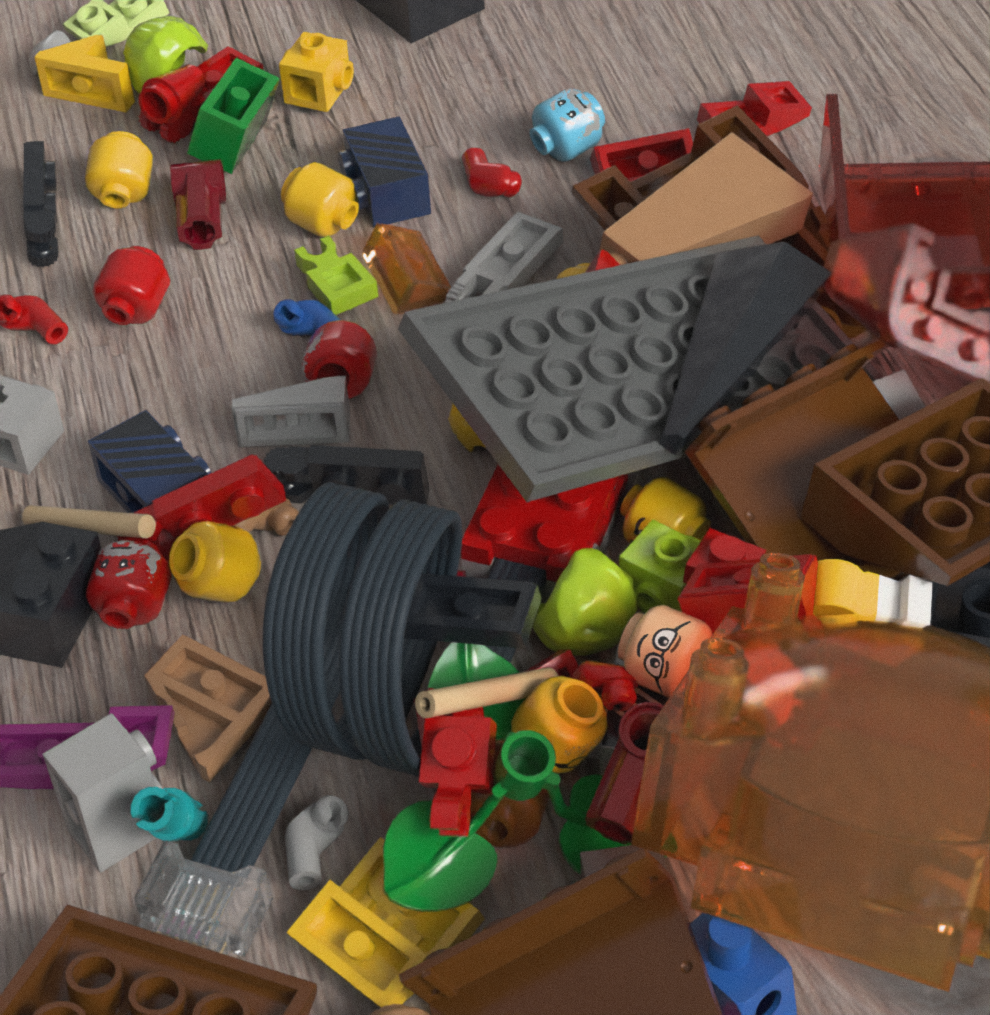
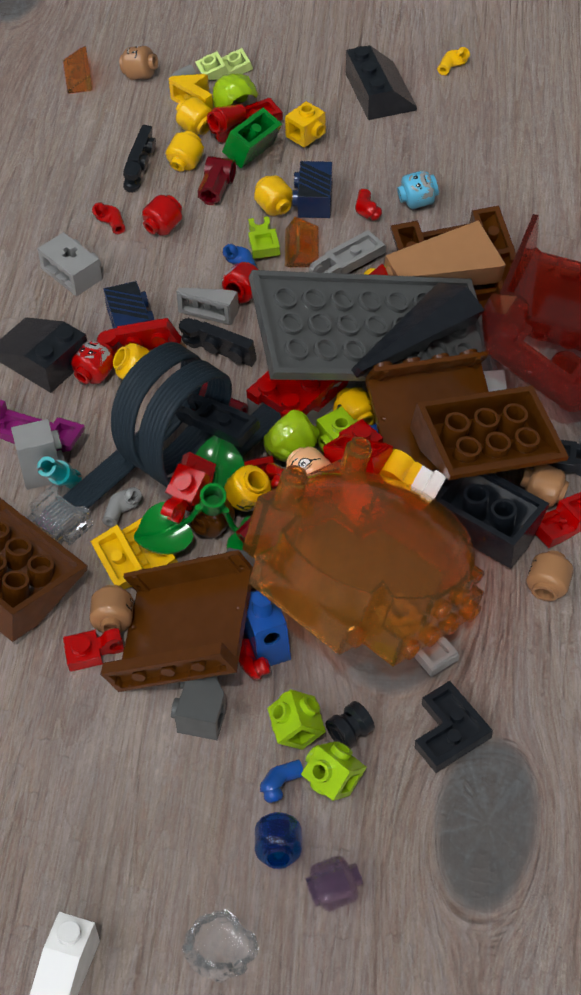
camera: 20 degrees right, 5 degrees up
(93, 520) = (87, 327): tan bar -> none
(105, 106) = (193, 115): none -> yellow head
(212, 699) = (97, 432): medium nougat wing -> none
(480, 693) = (211, 461): tan piece -> none
(642, 154) = (445, 217): red slope -> none
(768, 104) = (521, 211): red slope -> none

